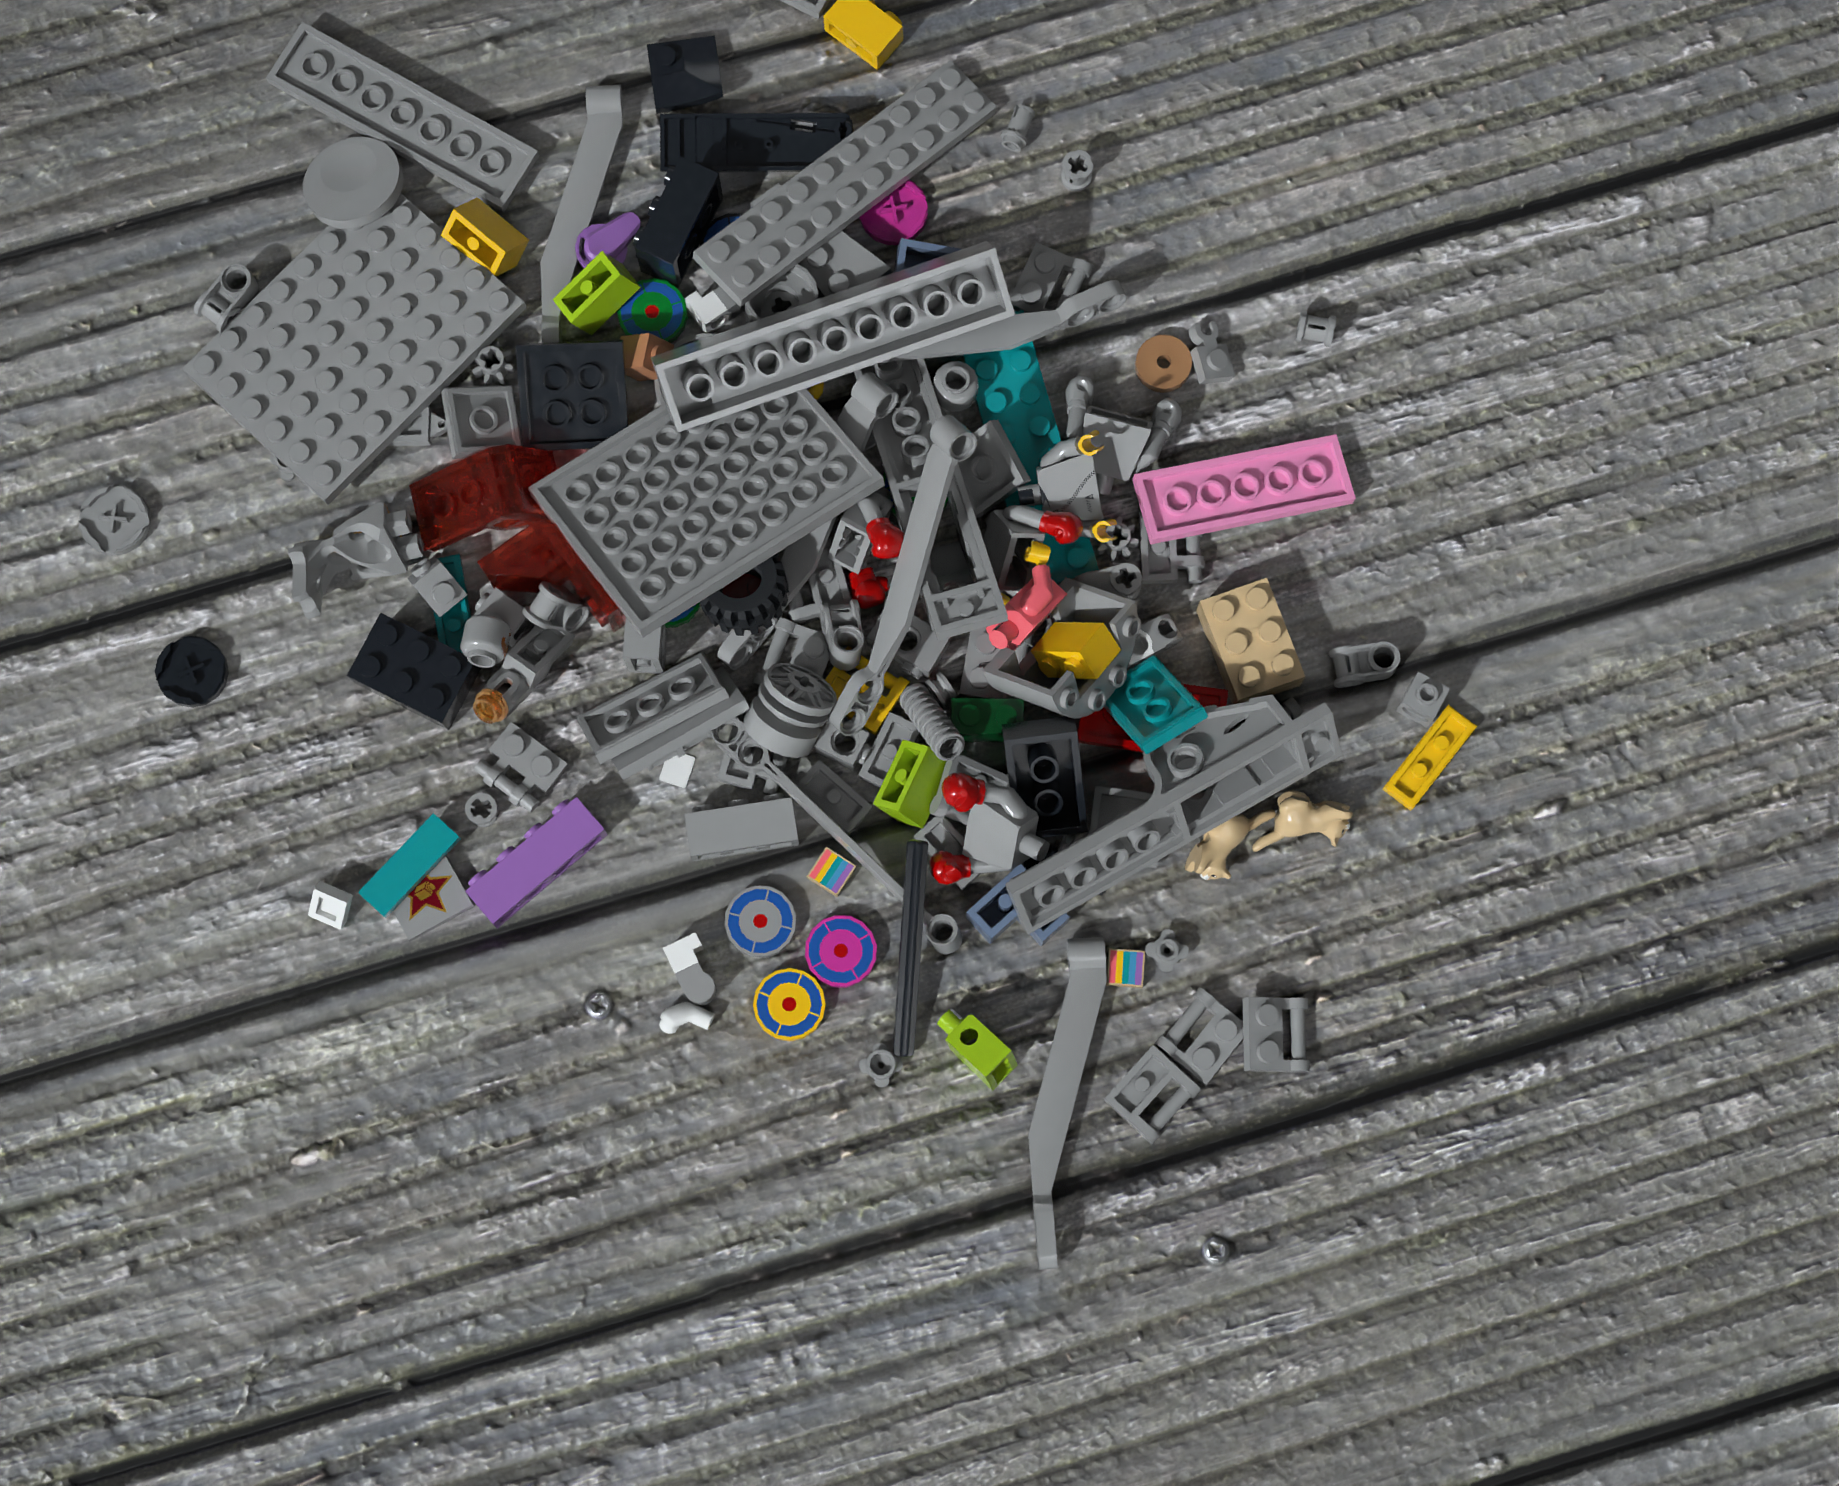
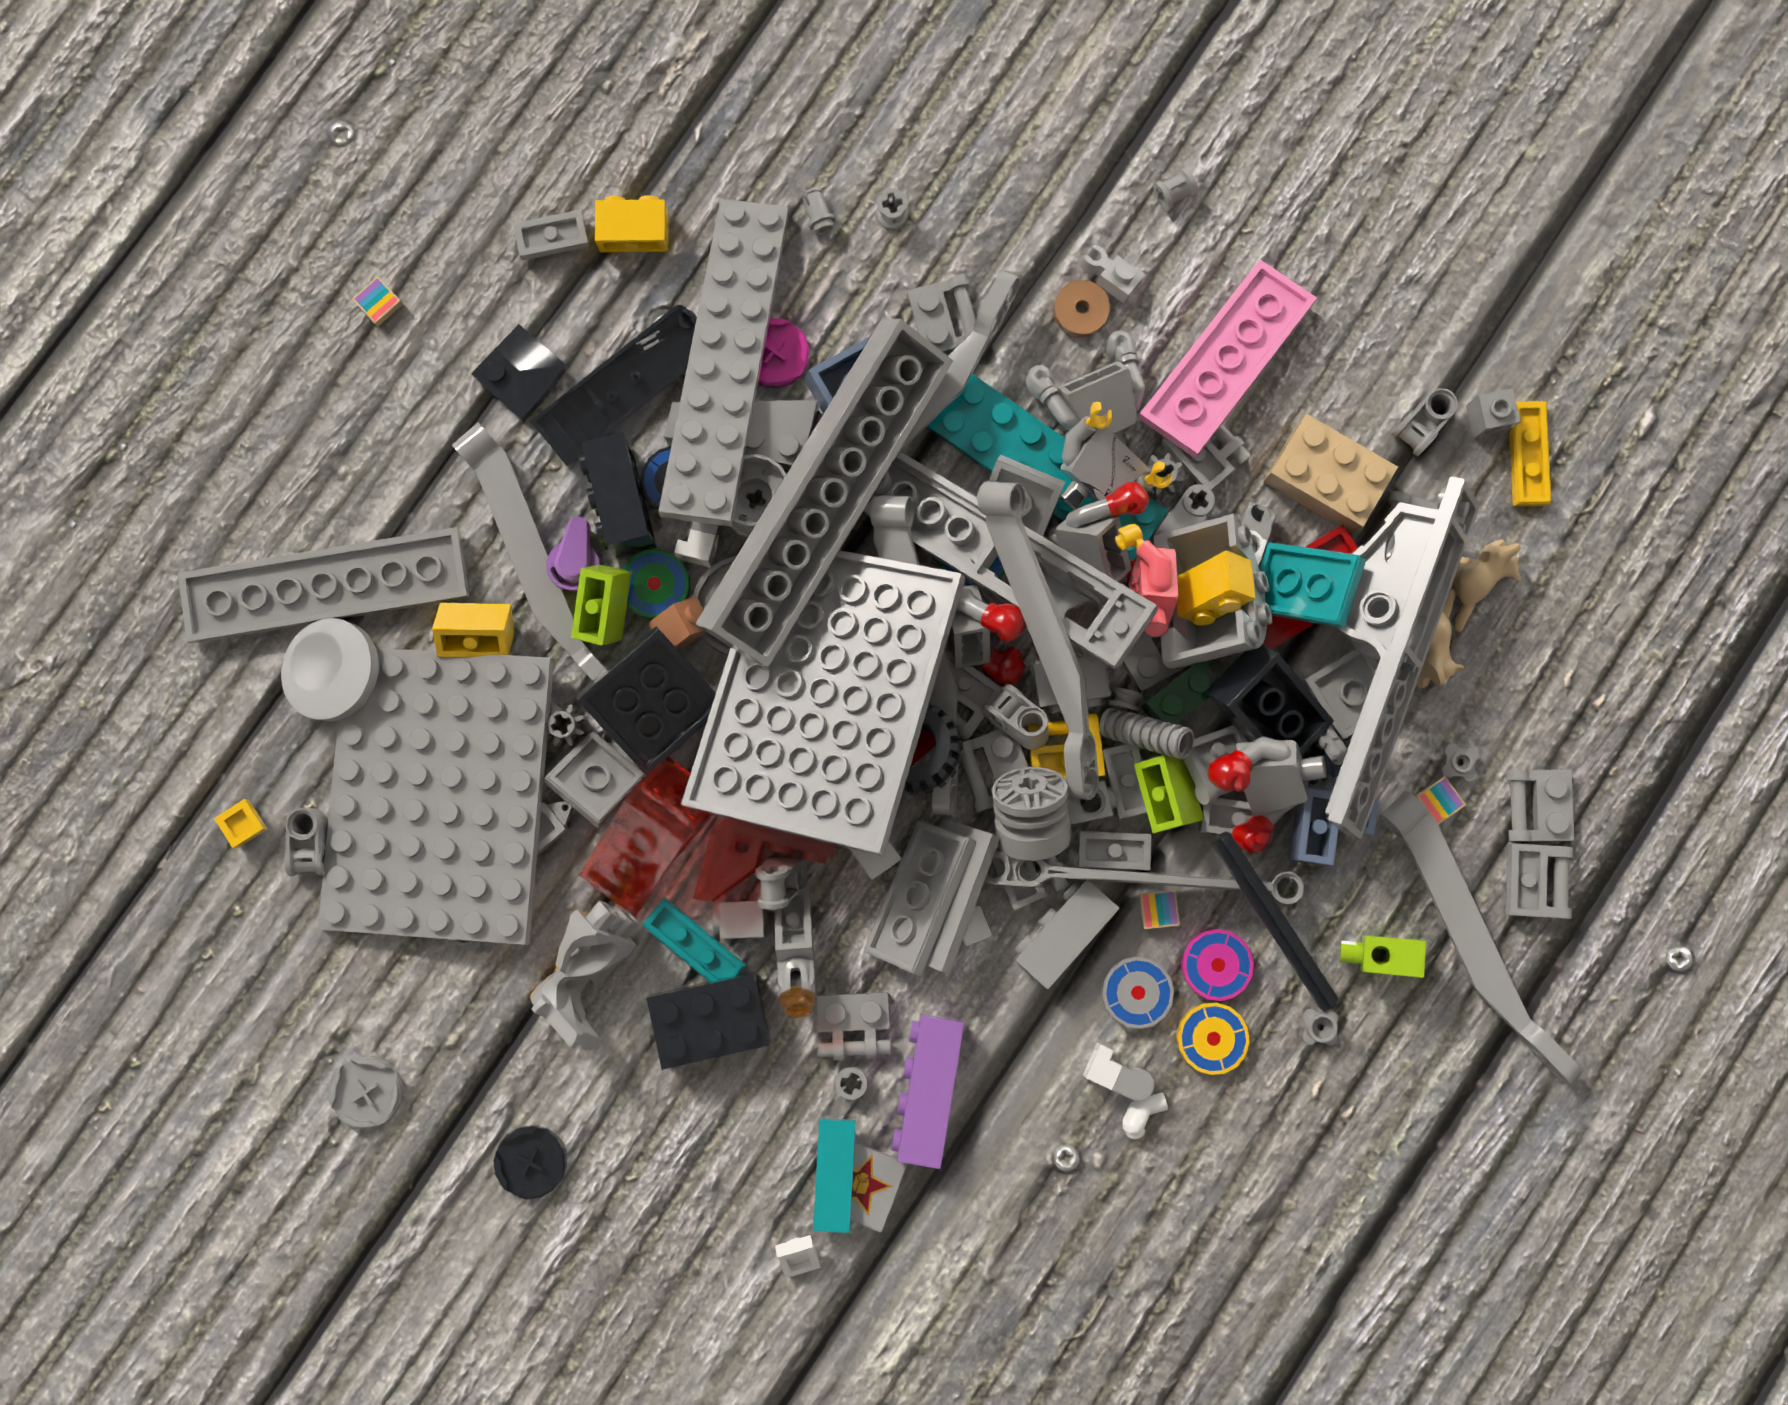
camera: 40 degrees left, 5 degrees up
(191, 245) = (240, 823): none -> yellow plate
(436, 585) = (668, 938): light grey bracket -> none
(485, 639) = (749, 952): light grey head -> none
(955, 386) = (942, 452): light grey head -> none
(1265, 1034) = (1586, 766): light grey plate -> none

